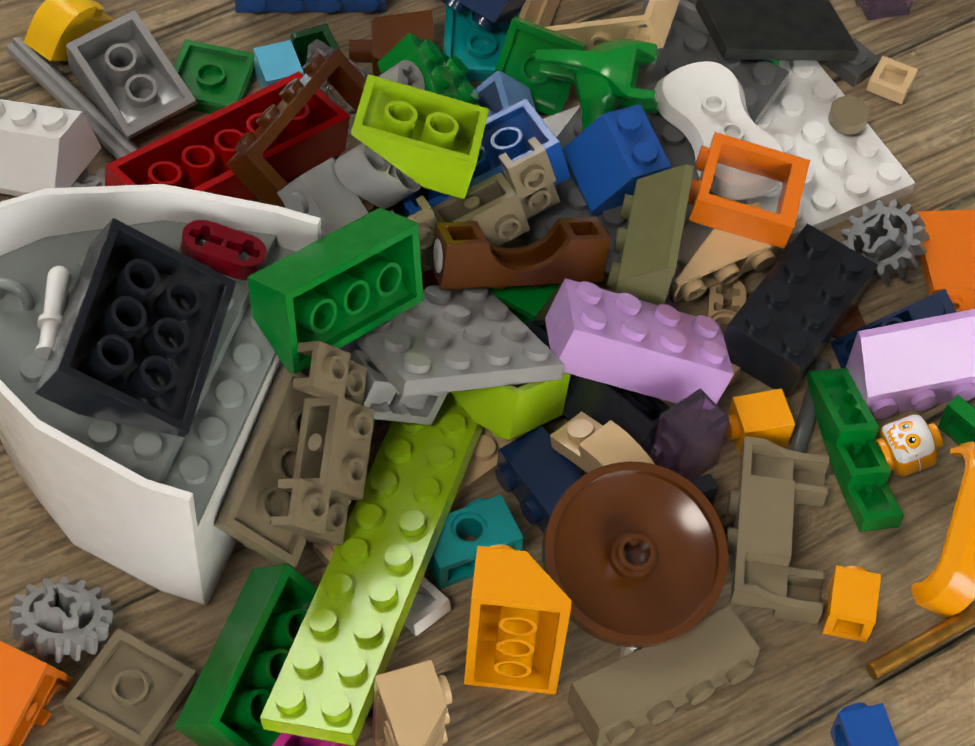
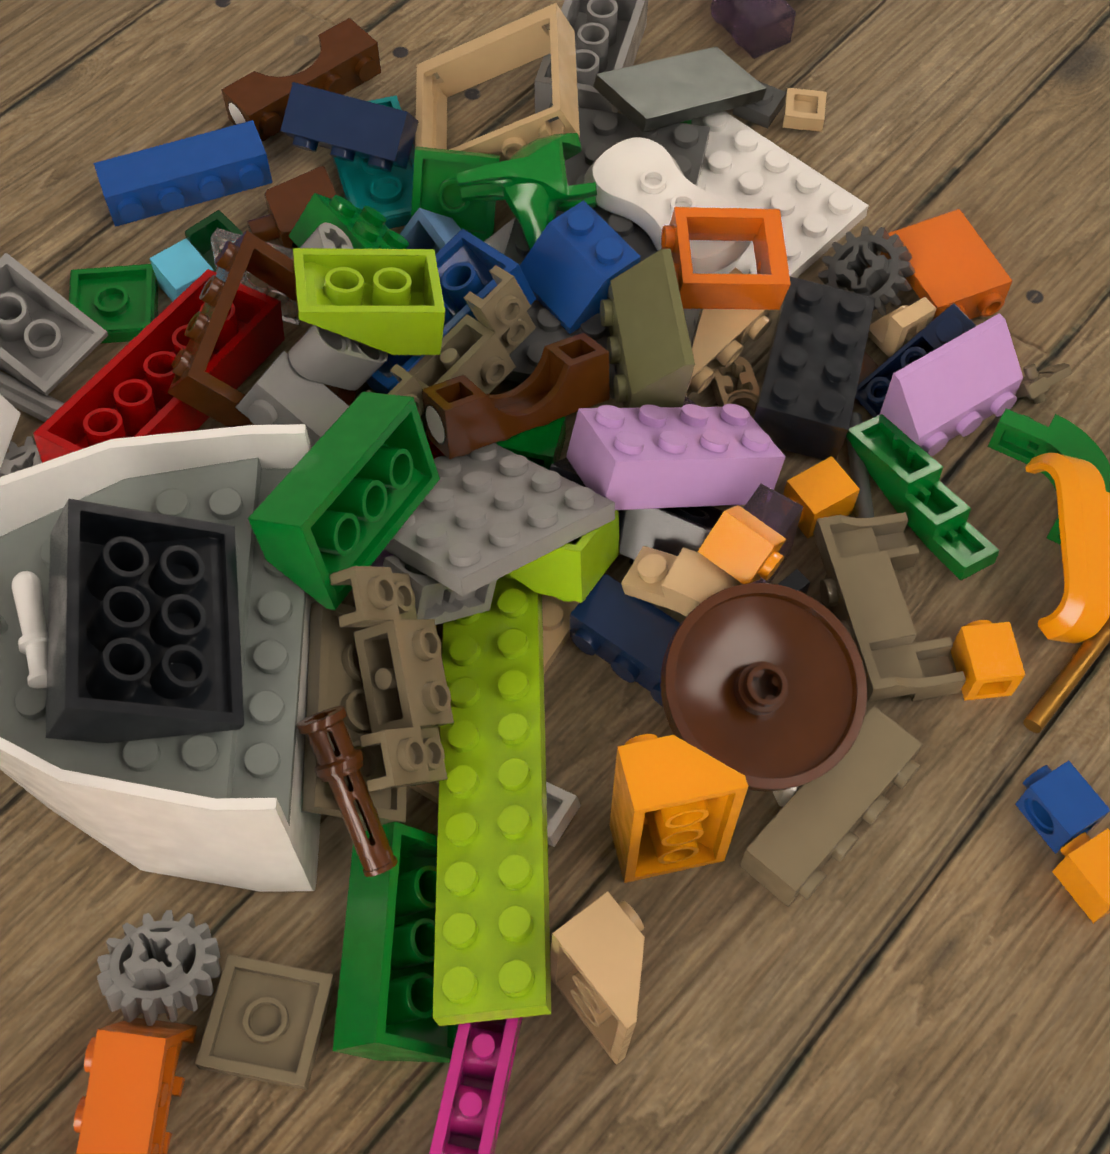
camera: 15 degrees left, 5 degrees up
(223, 248) = (206, 492): dark red beam -> none
(259, 579) = (332, 767): none -> reddish brown pin
(482, 518) = (601, 708): teal brick -> none
(661, 433) = (743, 546): none -> light orange brick
(848, 115) = (781, 155): dark tan tile -> none
(896, 295) = (901, 325): none -> tan bracket
(909, 444) = (976, 473): head -> none

